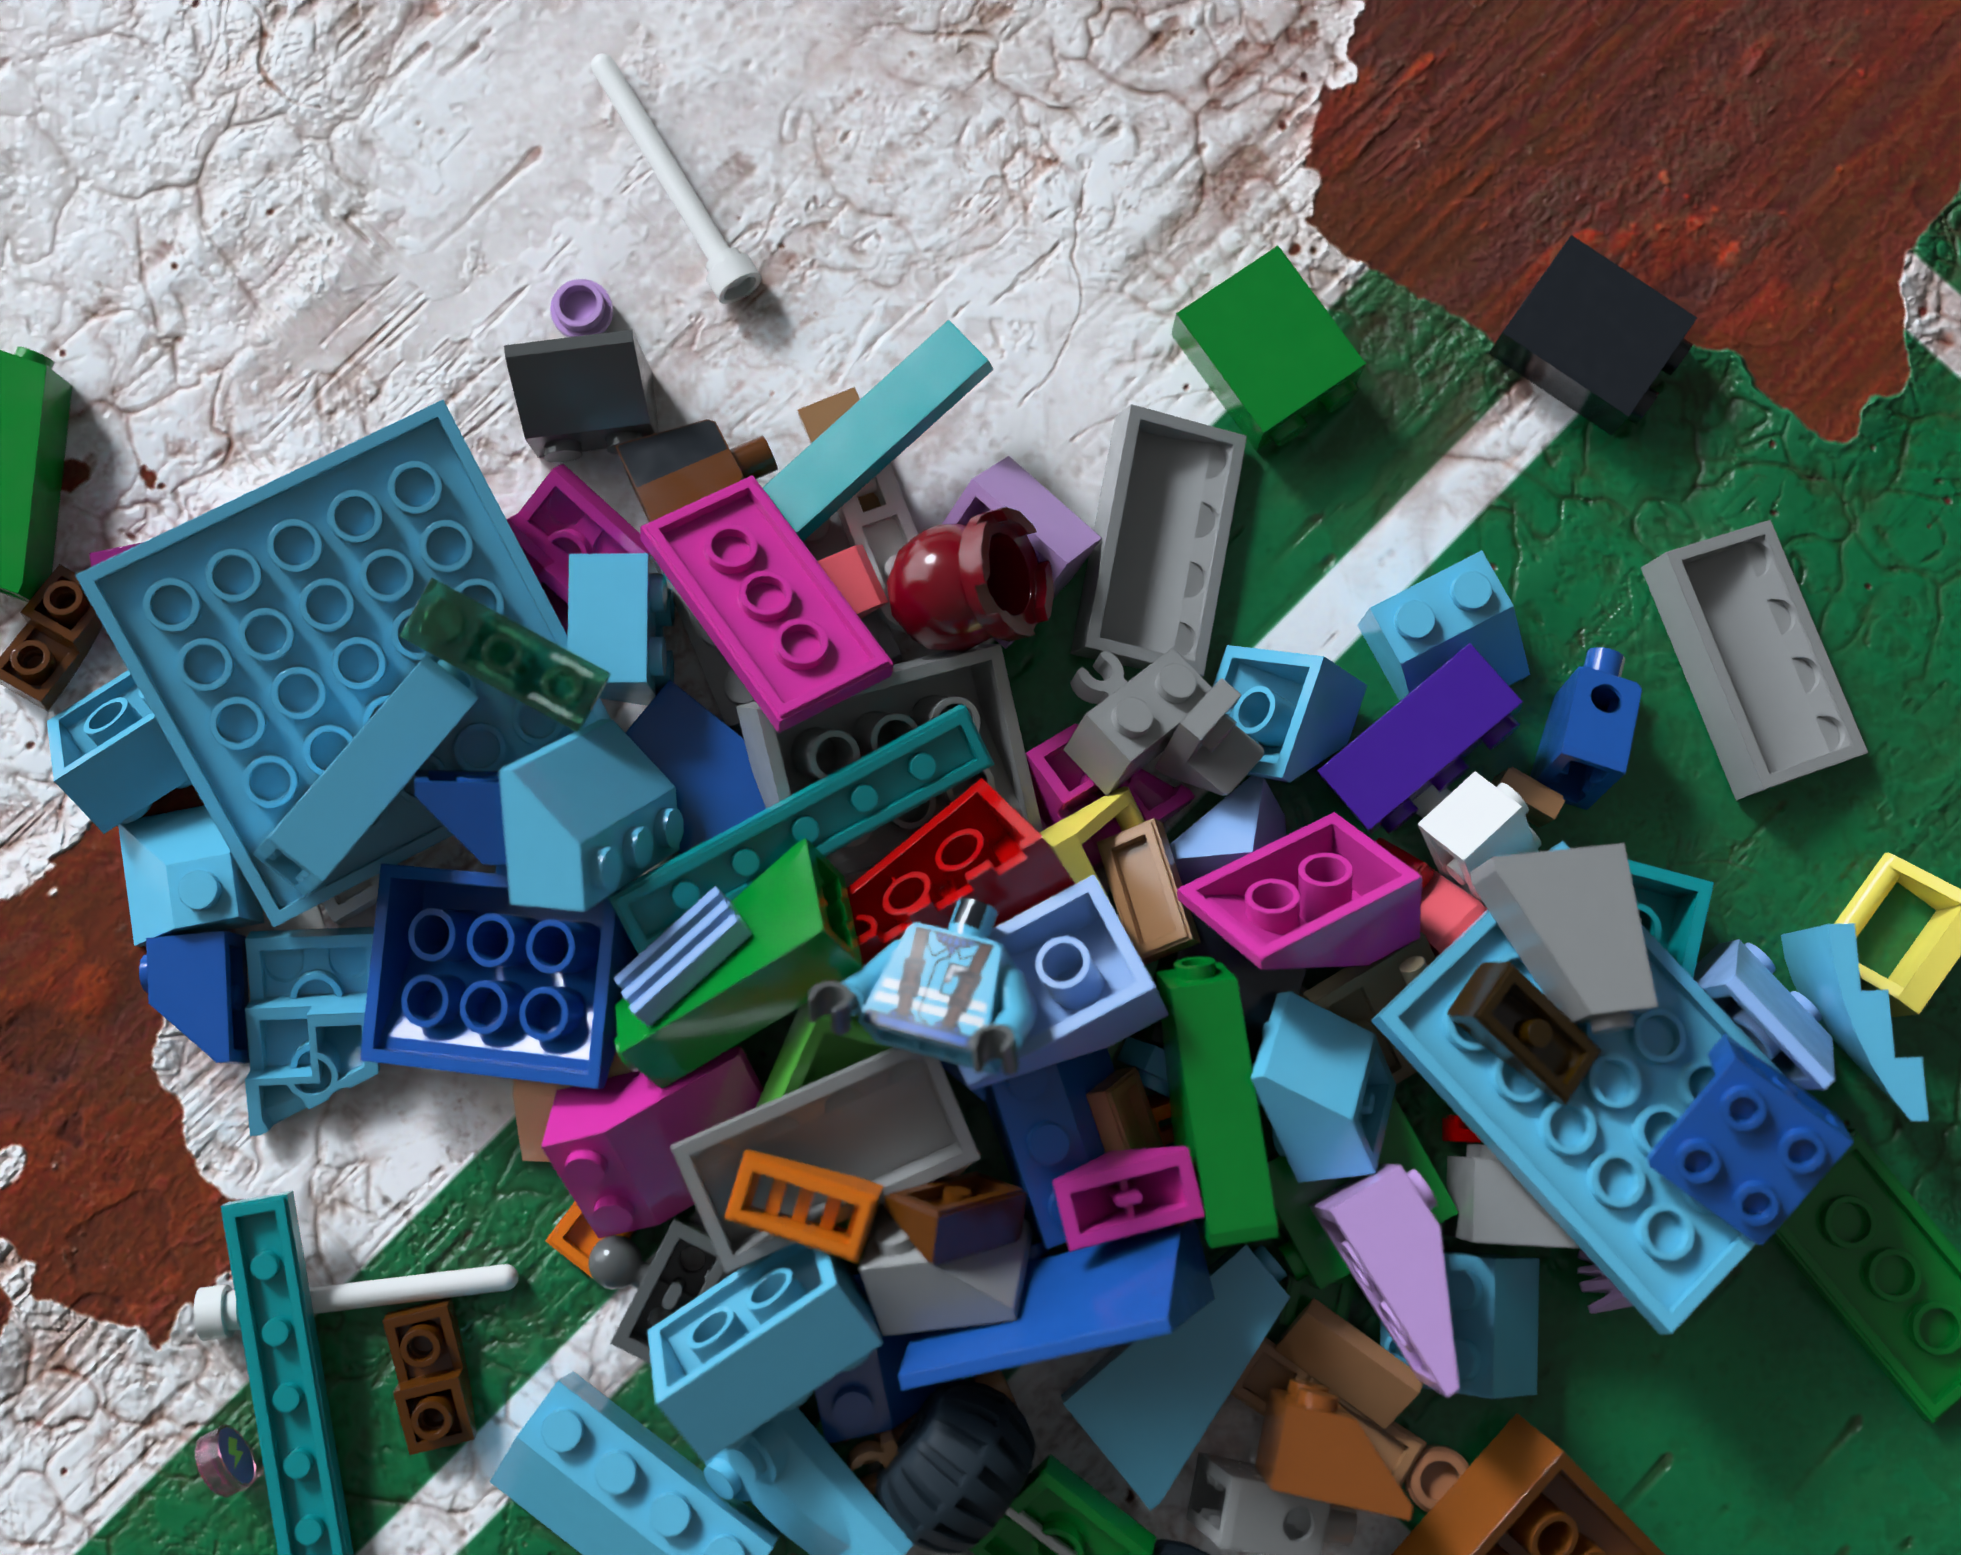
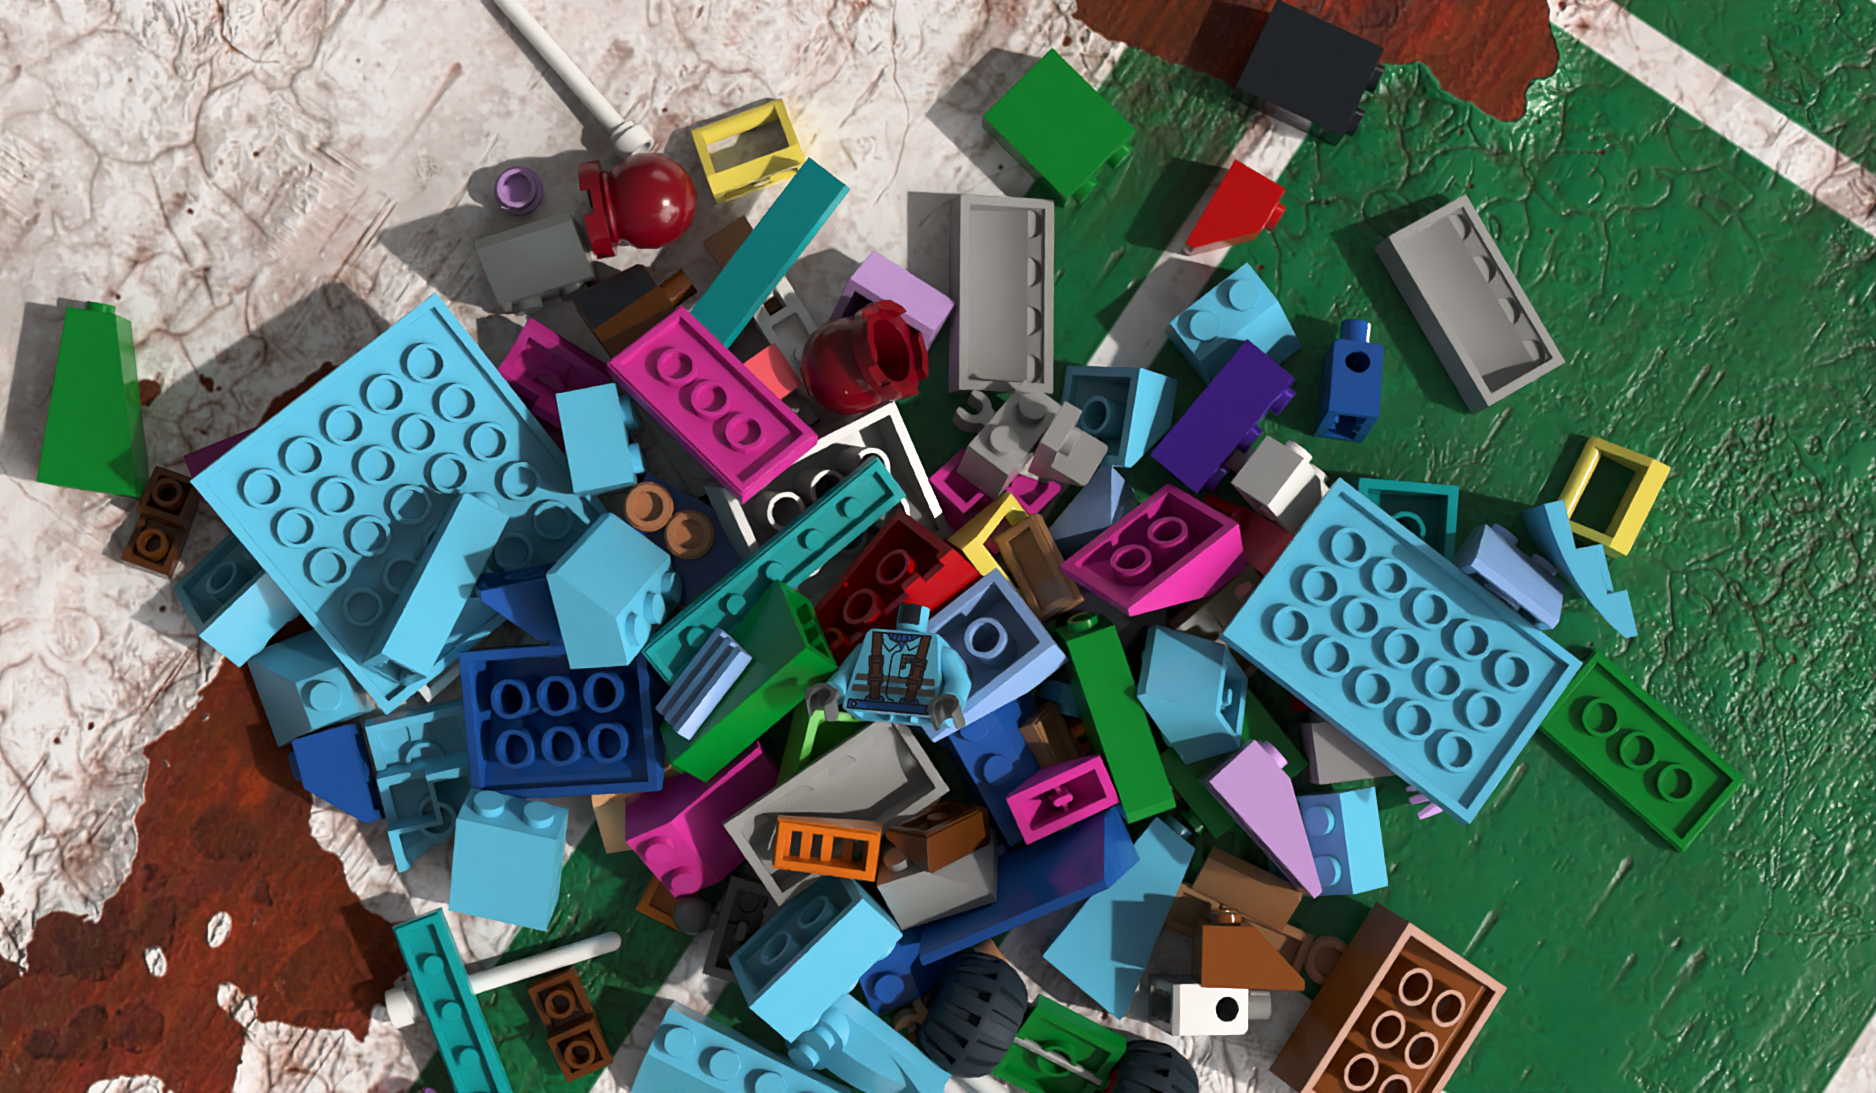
camera: 10 degrees left, 5 degrees up
(389, 1143) = (508, 858): none -> medium azure brick
(505, 655) = (525, 481): clear green slope -> none
(662, 722) = (648, 506): none -> nougat tile
(707, 767) = (689, 535): none -> nougat tile
(726, 342) = (640, 202): none -> dark red tile
(877, 337) = (755, 173): none -> light yellow tile
(1476, 489) = (1237, 211): none -> red slope
(1524, 1029) = (1330, 624): dark brown slope -> none
(1541, 800) = (1315, 443): medium nougat tile -> none
(1574, 930) = (1355, 544): light grey slope -> none
(1750, 1143) = (1506, 675): blue bracket -> none

